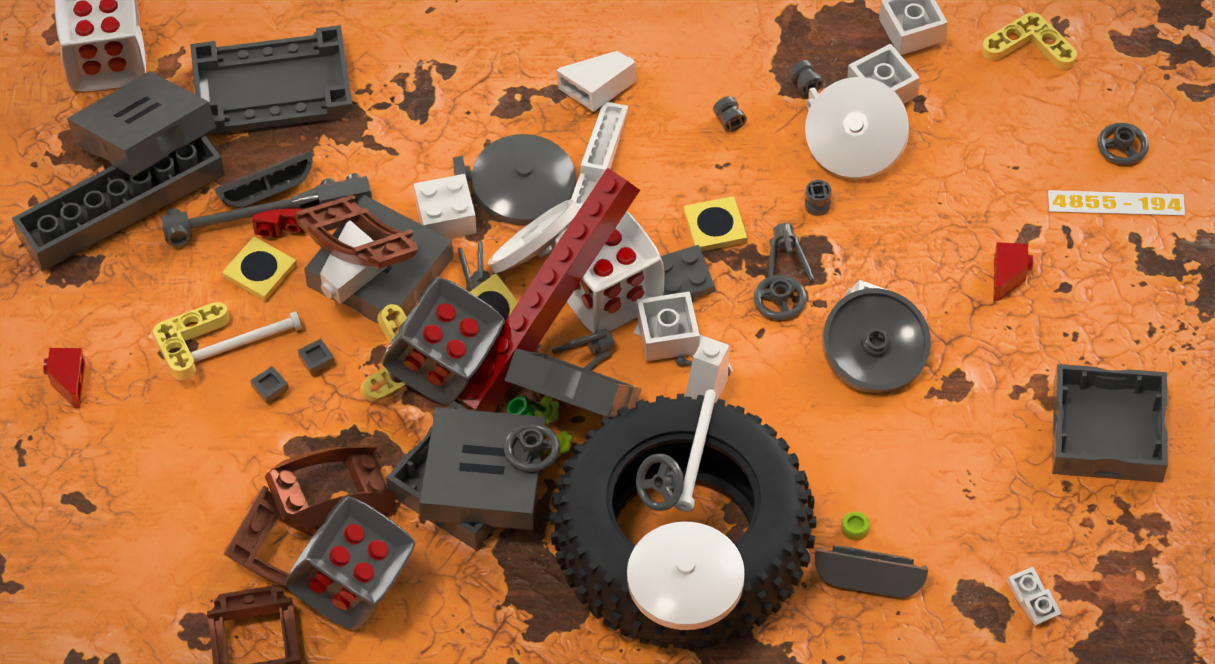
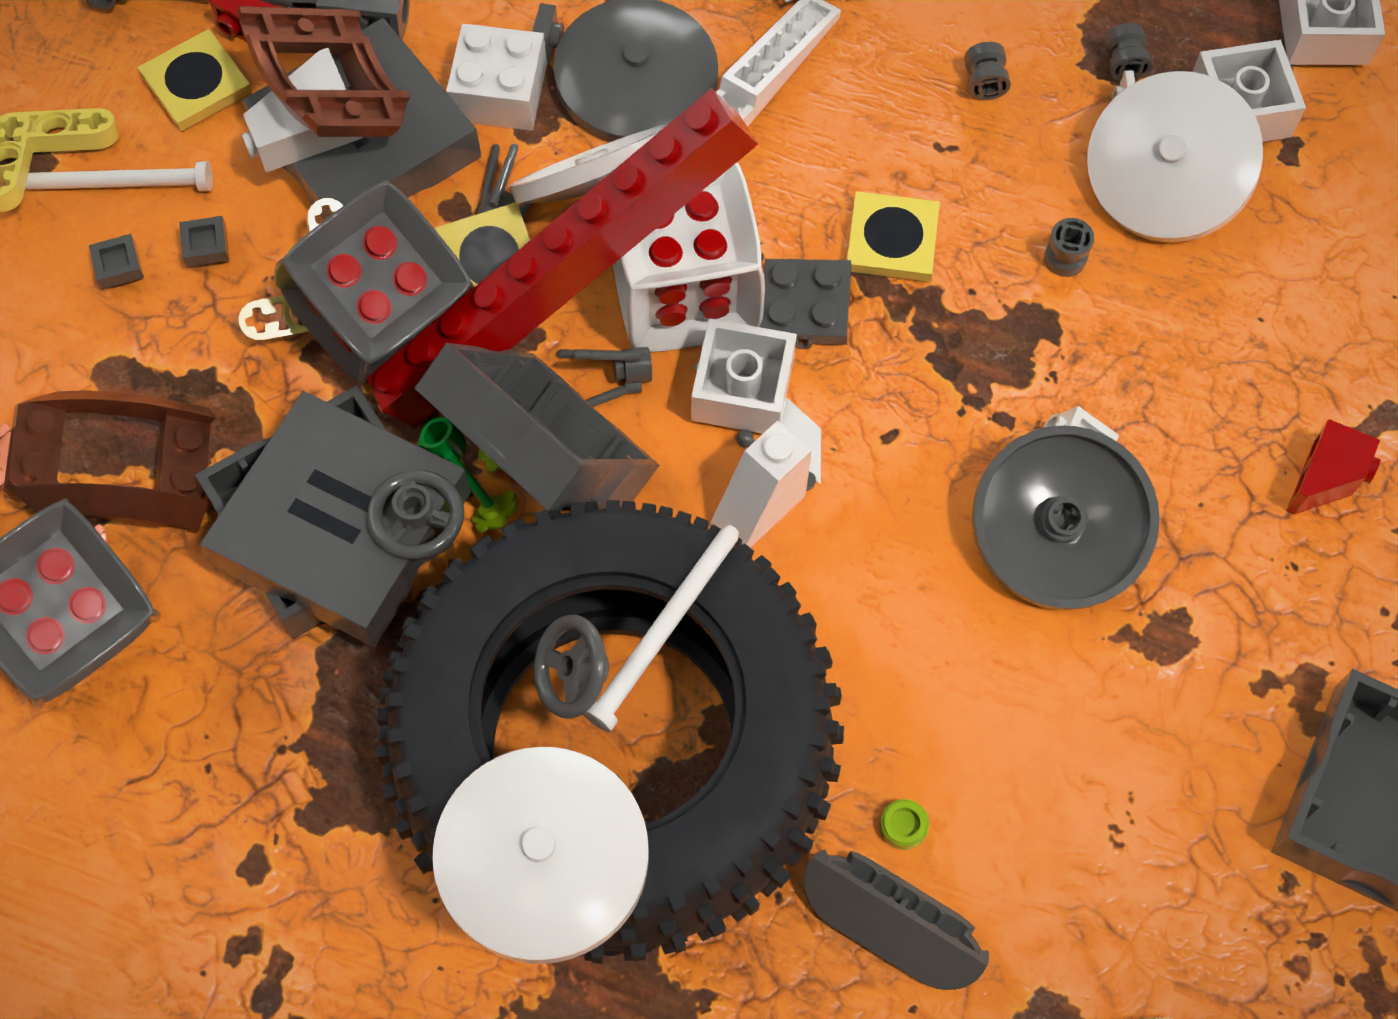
camera: 20 degrees right, 10 degrees up
(780, 290) = (948, 368): dark grey piece -> none
(785, 240) = (988, 299): dark grey plant -> none

